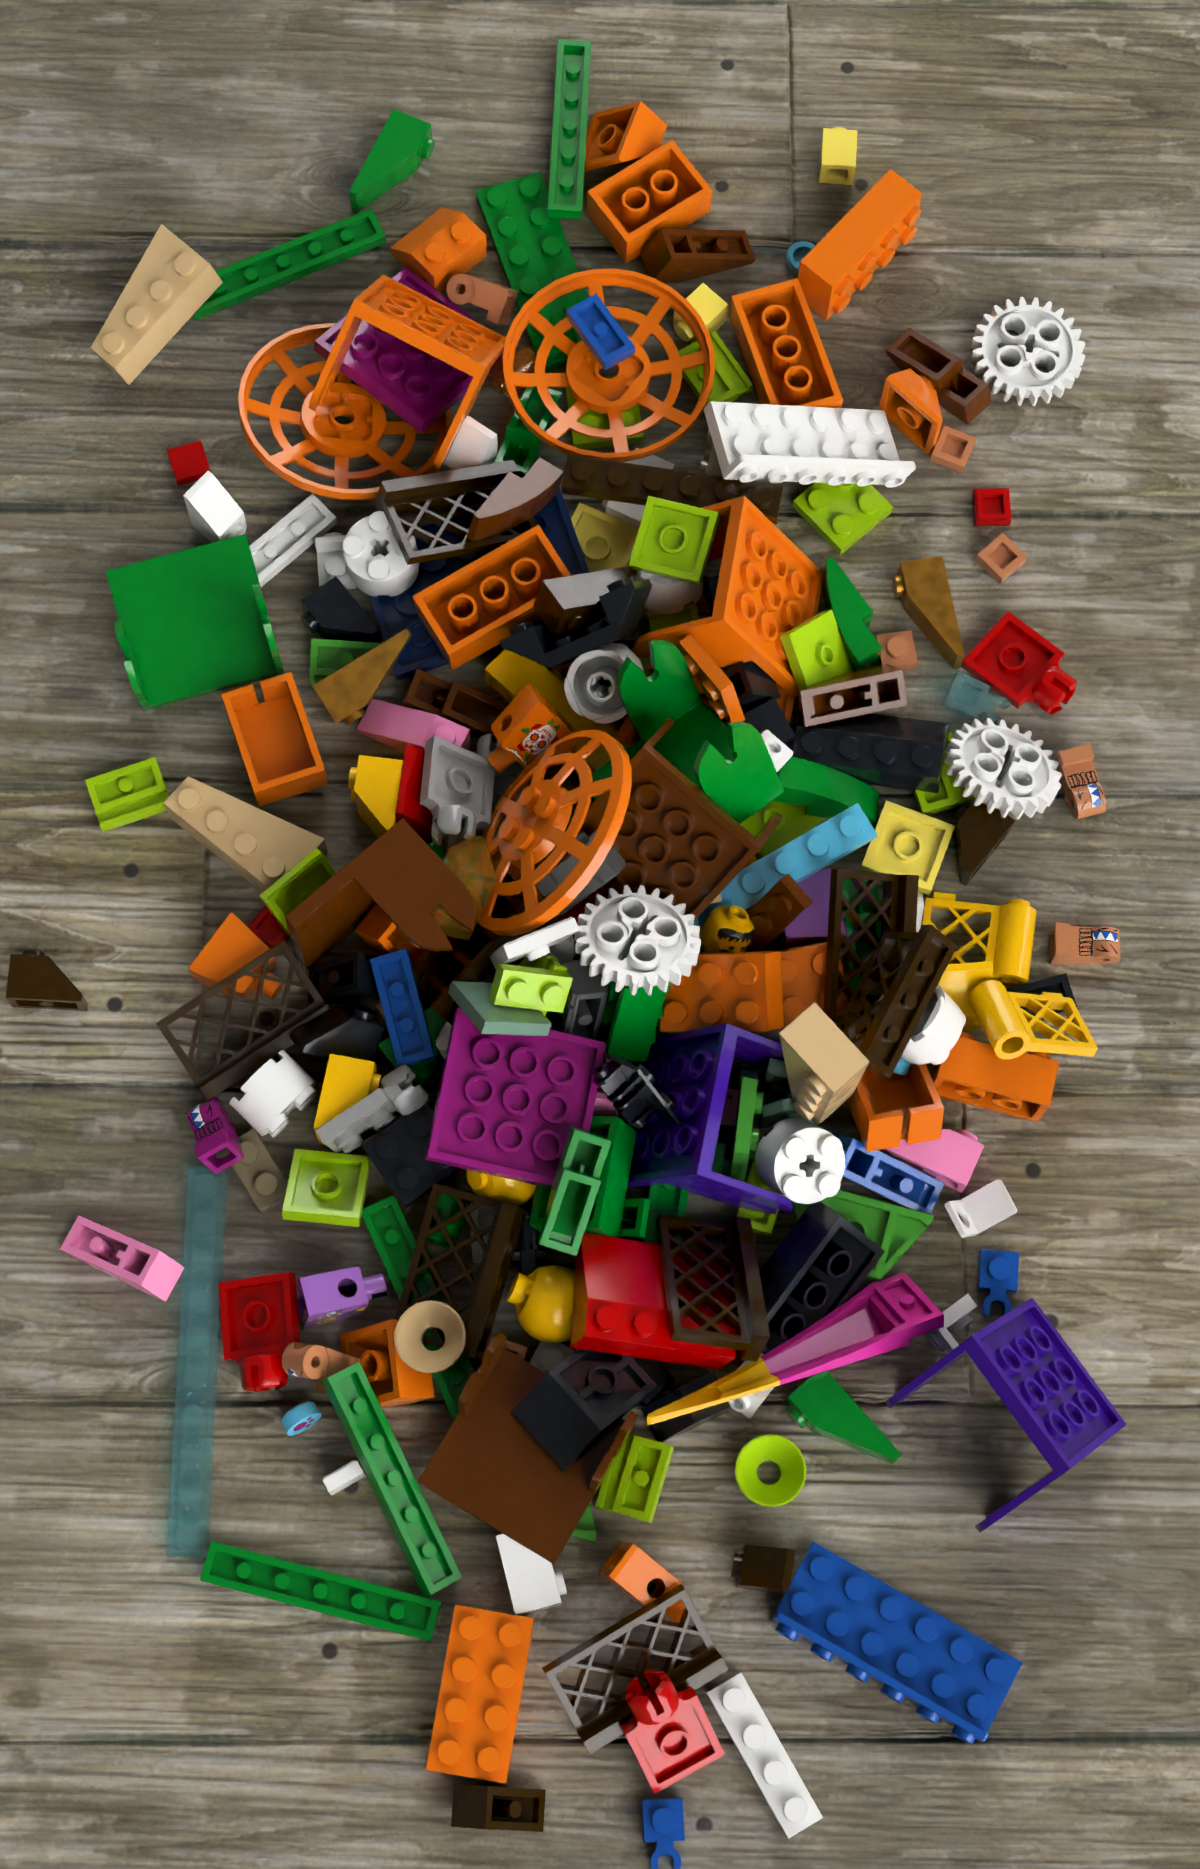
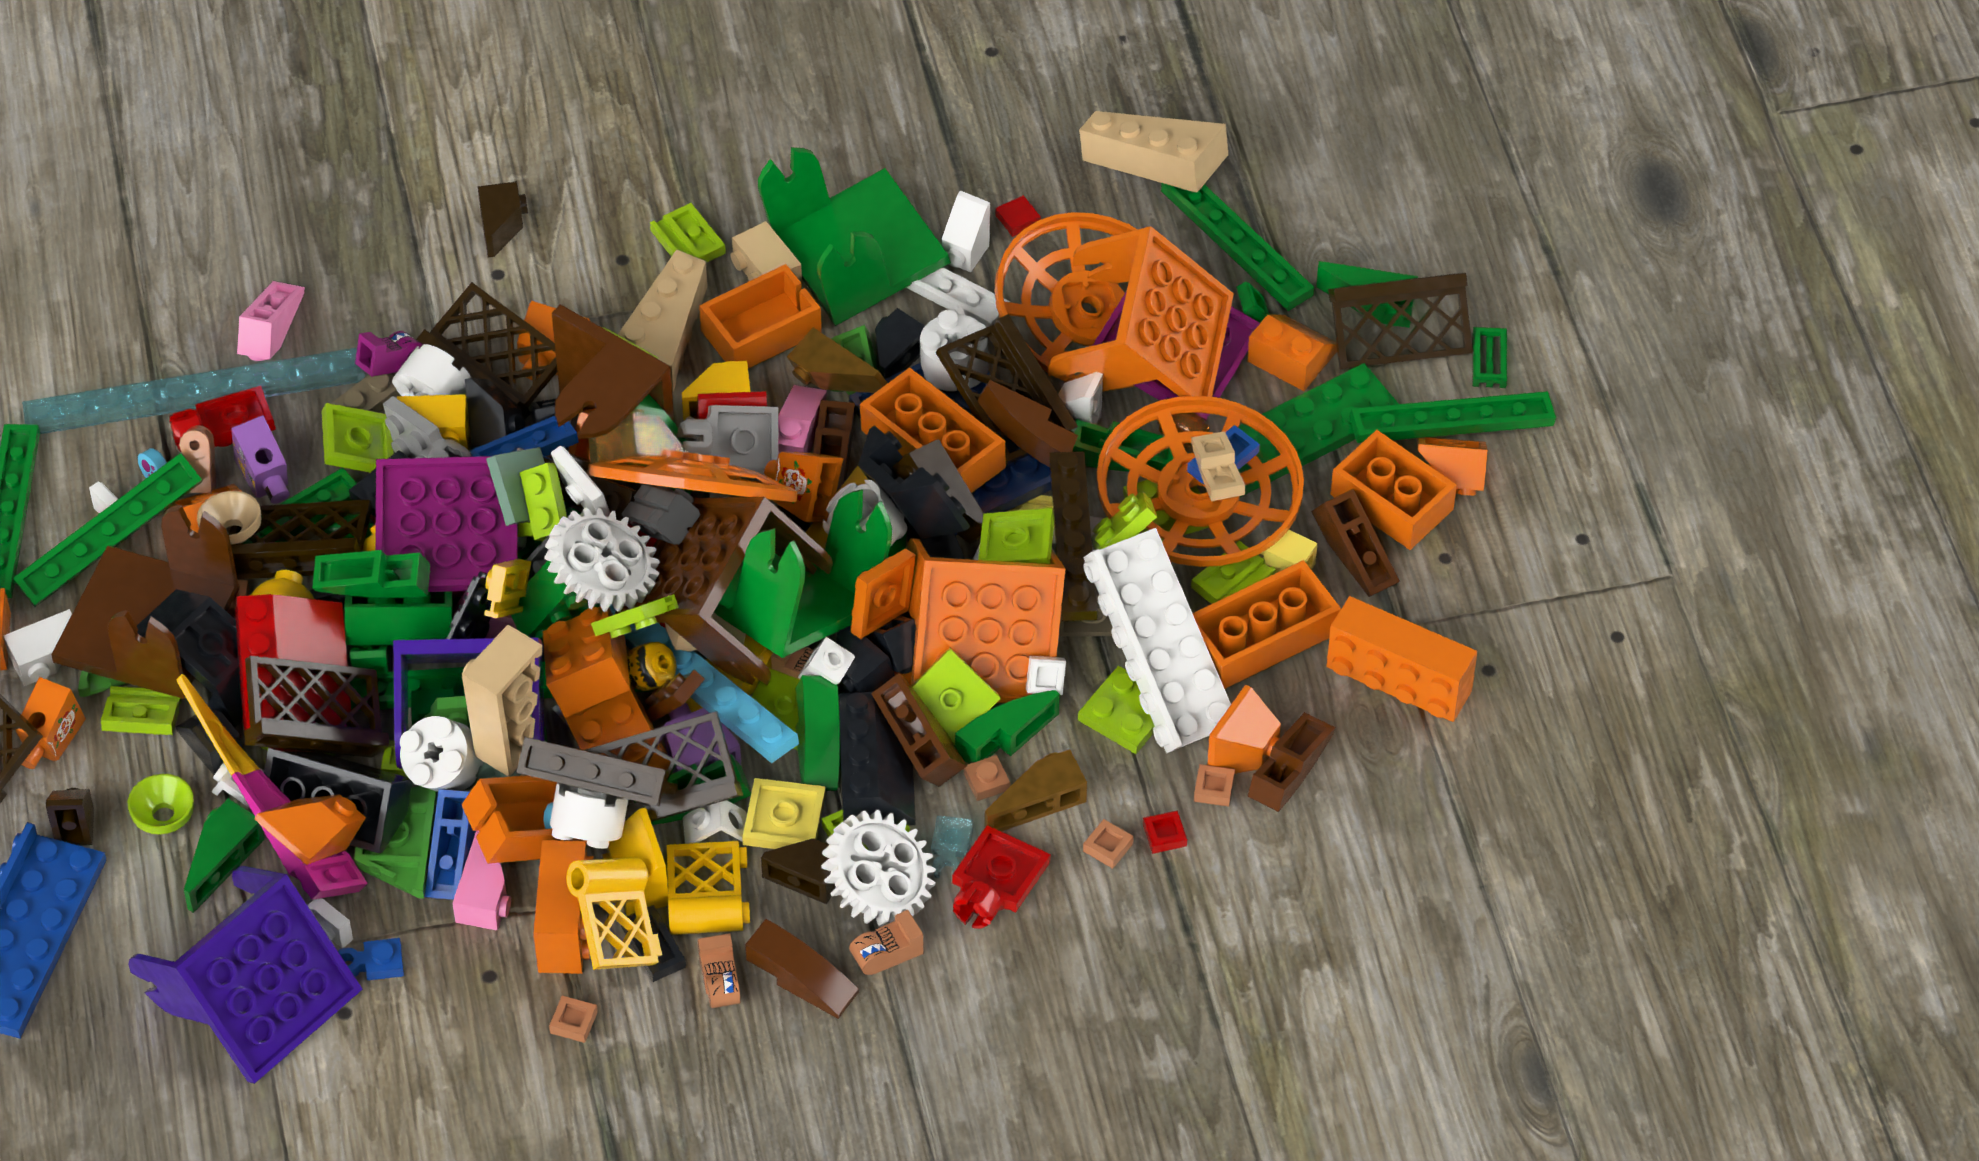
camera: 80 degrees right, 20 degrees down
(188, 720) = (762, 251): none -> tan brick
(375, 268) = (1252, 302): none -> green tile
(418, 129) = (1398, 291): none -> dark brown fence
(477, 291) = (1252, 383): nougat leg -> none
(490, 86) = (1488, 377): none -> green tile
(616, 336) = (1217, 466): none -> tan slope
(633, 1047) = (506, 585): none -> yellow plate
(677, 436) = (1134, 516): none -> lime plate
(723, 918) = (640, 616): none -> lime plate
(809, 562) = (1045, 674): none -> white tile
(837, 156) = (1504, 635): light yellow brick -> none
(856, 1311) = (313, 826): none -> orange slope
(981, 1209) = (437, 932): white bracket -> none
(1024, 378) = (1308, 830): white gear -> none
(1094, 869) = (800, 969): none -> reddish brown slope
(1110, 1095) = (573, 1019): none -> nougat plate

